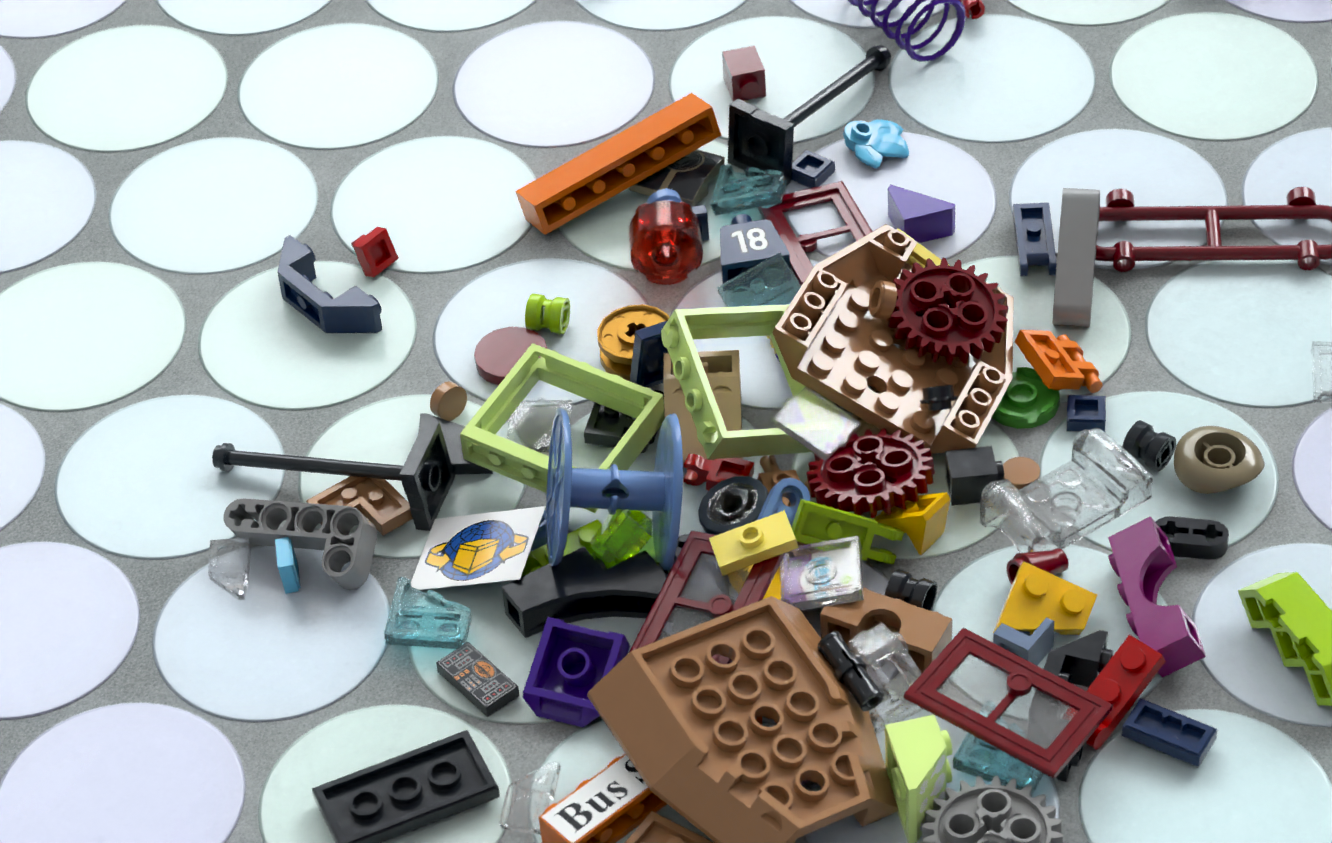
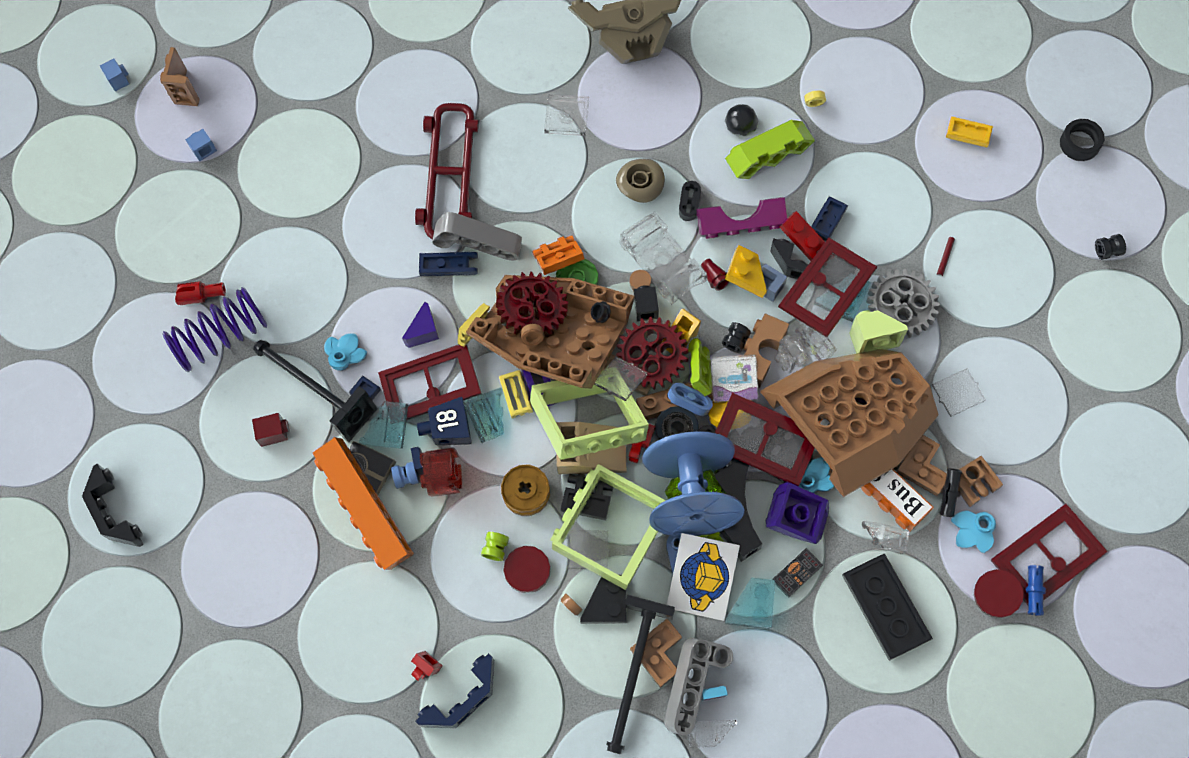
camera: 90 degrees left, 25 degrees up
(648, 356) = (554, 474): dark blue plate -> none
(753, 542) = (730, 407): light yellow plate -> none
(850, 671) = (816, 360): black pin -> none
(1086, 412) = (592, 245): dark blue tile -> none
(1150, 446) = (624, 213): black wheel -> none

